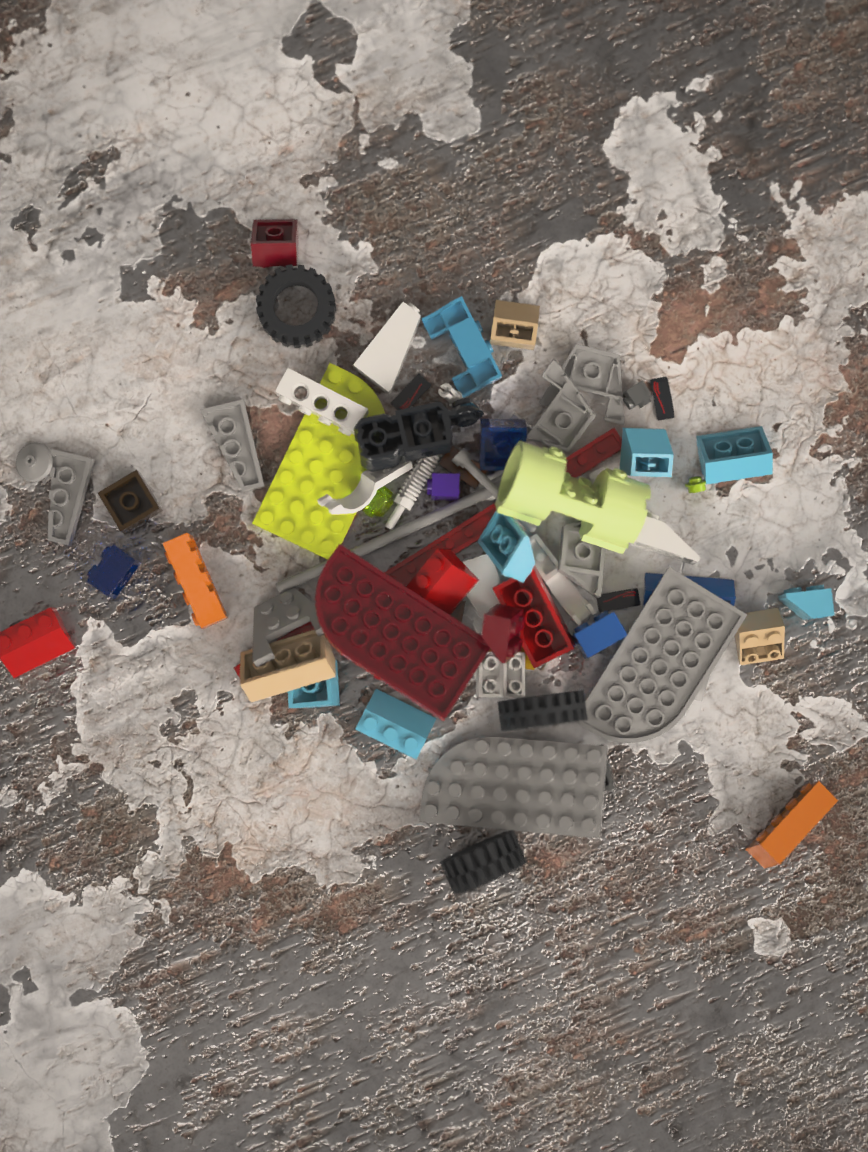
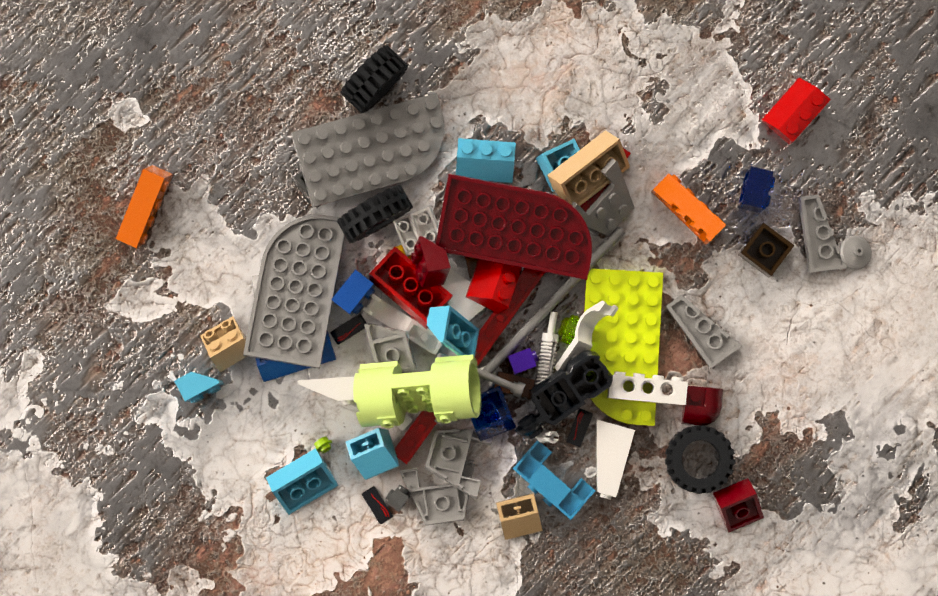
camera: 165 degrees right, 0 degrees up
(269, 363) = (702, 405): none -> dark red brick

